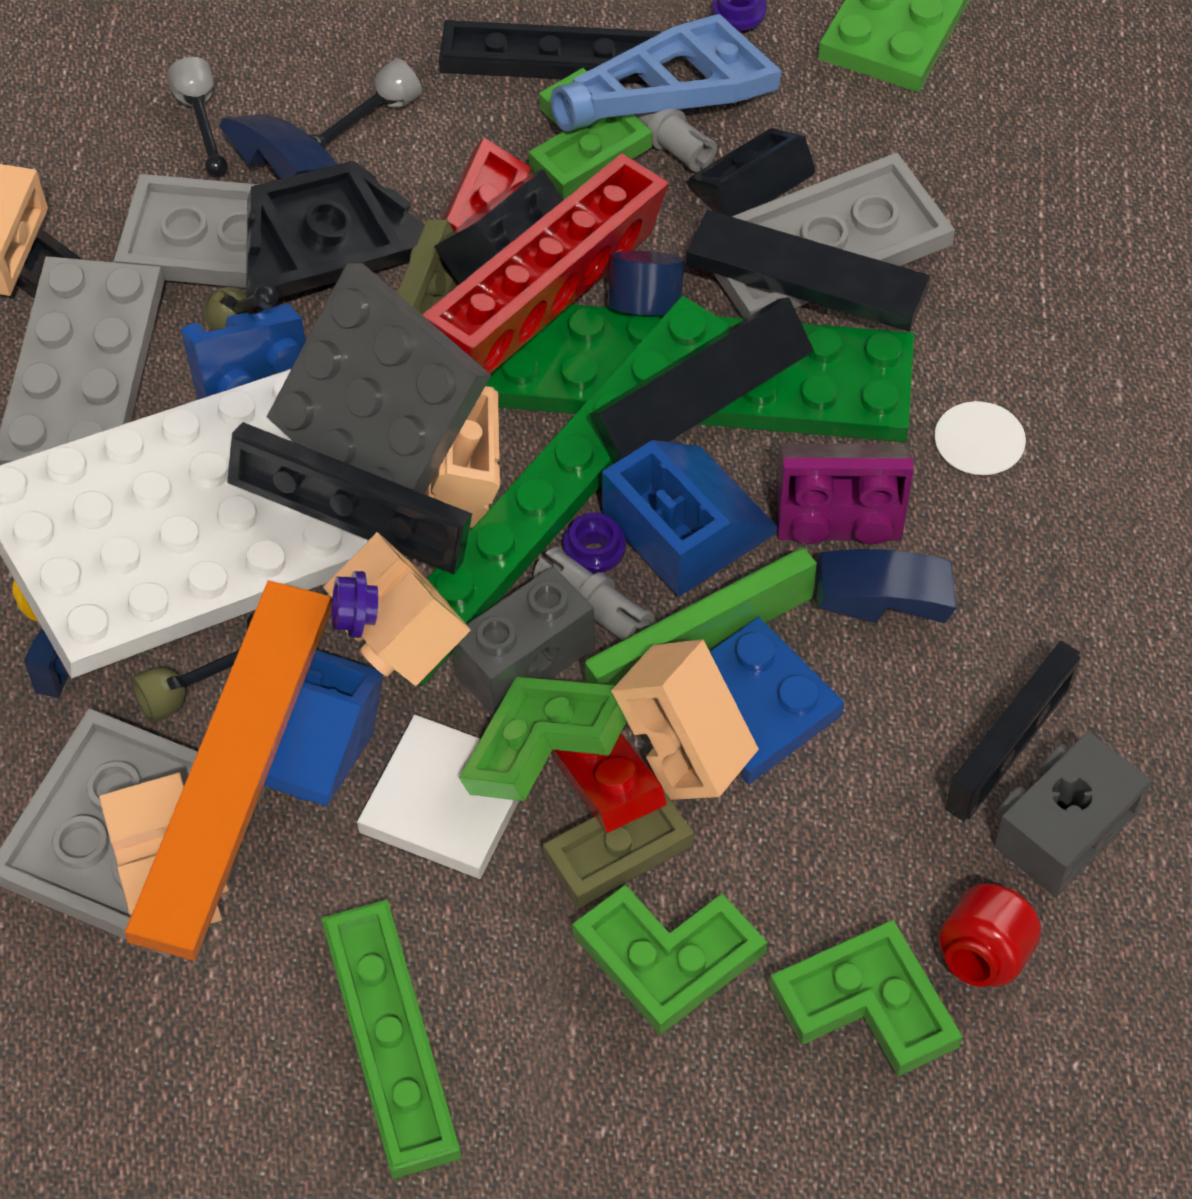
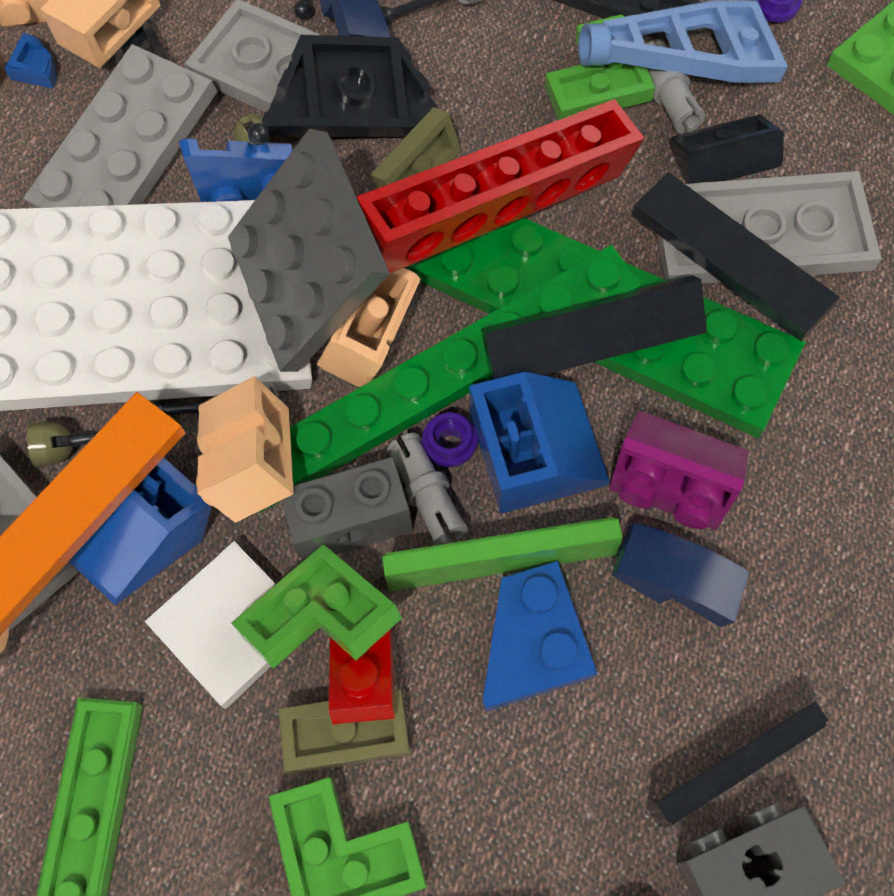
camera: 25 degrees right, 10 degrees up
(348, 497) = (251, 335): black tile -> none
(354, 604) = (194, 440): dark purple plate -> none
(484, 177) = (494, 102): plate -> none
(497, 224) = (487, 128): black brick -> none
(645, 282) = (589, 219): dark blue piece -> none
(689, 718) = (440, 649): light nougat brick -> none
(980, 438) = (826, 458): white sticker -> none

